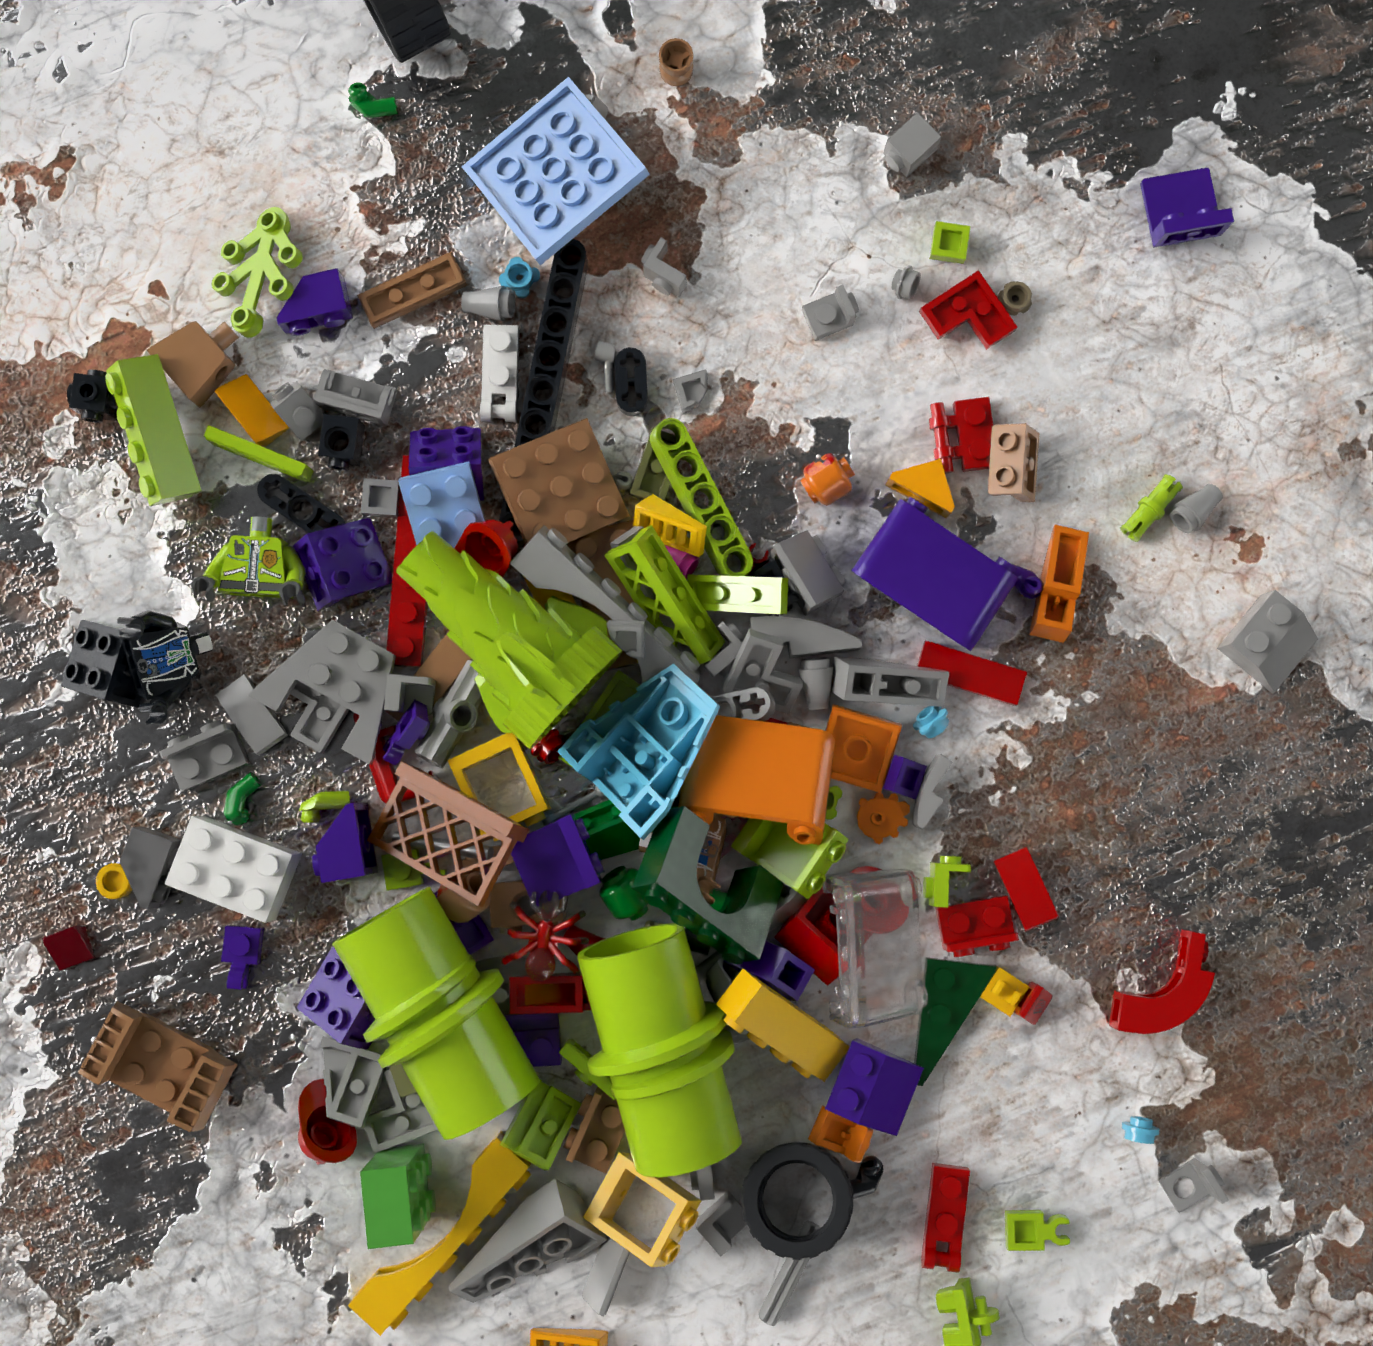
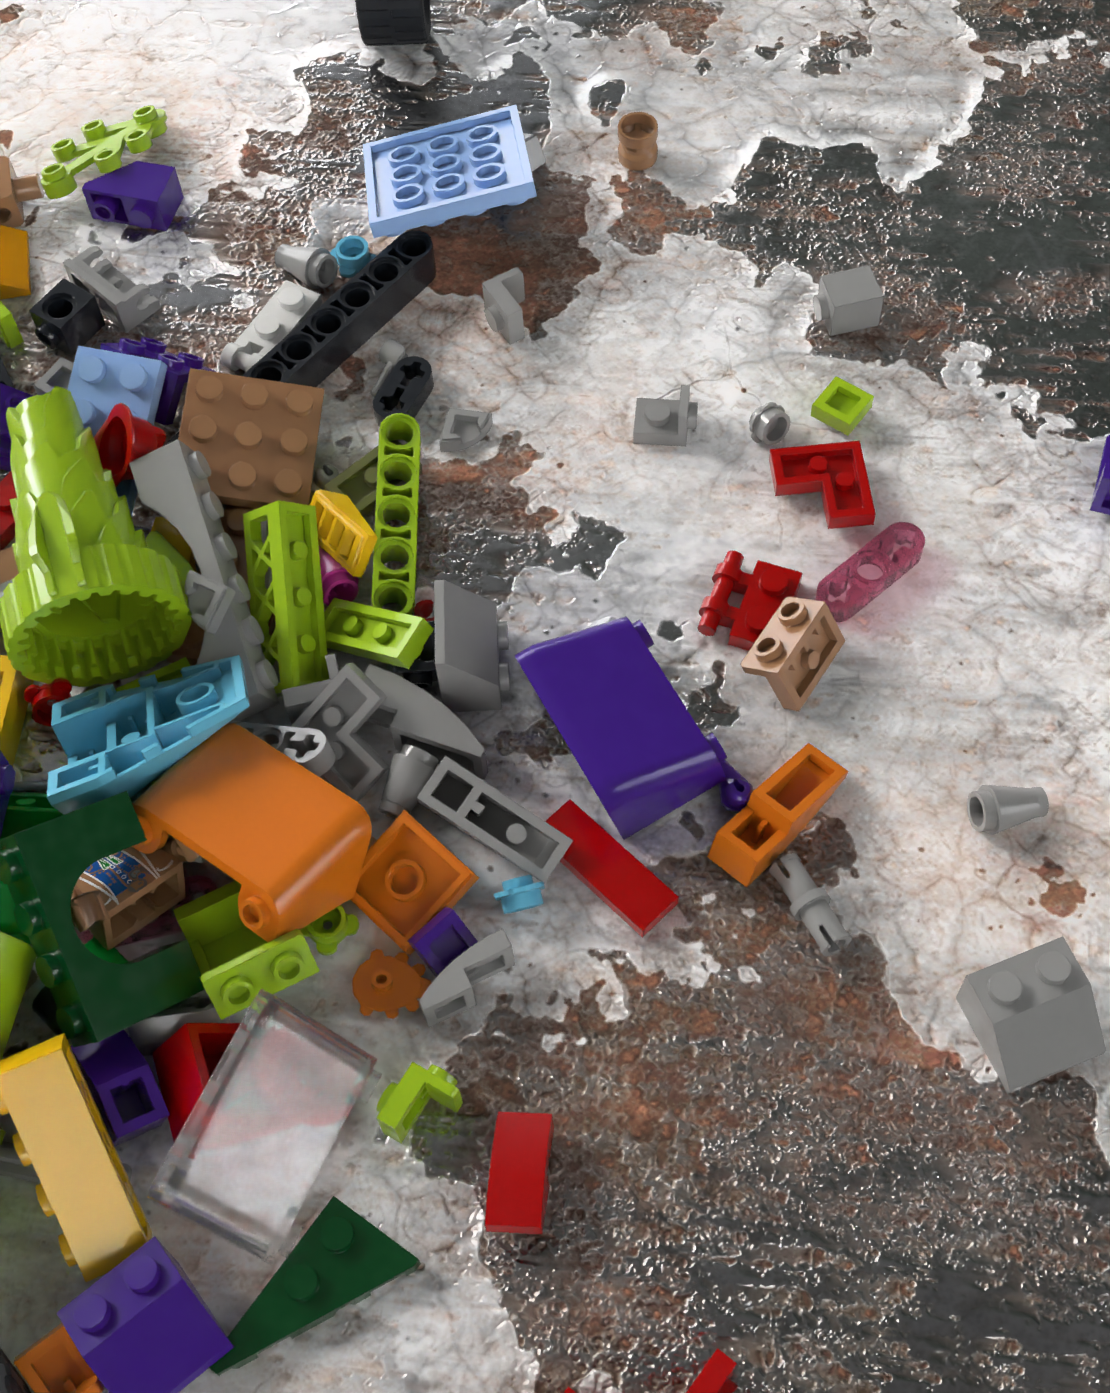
camera: 30 degrees right, 25 degrees down
(297, 409) = (43, 270): light grey bracket -> none
(368, 104) = (313, 71): green arm -> none
(412, 290) = (239, 228): medium nougat tile -> none
(827, 479) = (557, 572): orange head -> none
(926, 485) = (670, 623): light orange slope -> none
(976, 925) = (426, 1188): red bracket -> none
(1004, 991) = (410, 1304): yellow tile -> none
(1017, 289) = (893, 481): dark tan plate -> none
(1031, 344) = (875, 553): none -> clear pink beam
(1033, 1003) = (440, 1343): red slope -> none
(1108, 635) = (810, 904): none -> light grey pin
(1151, 508) = (946, 782): lime pin -> none

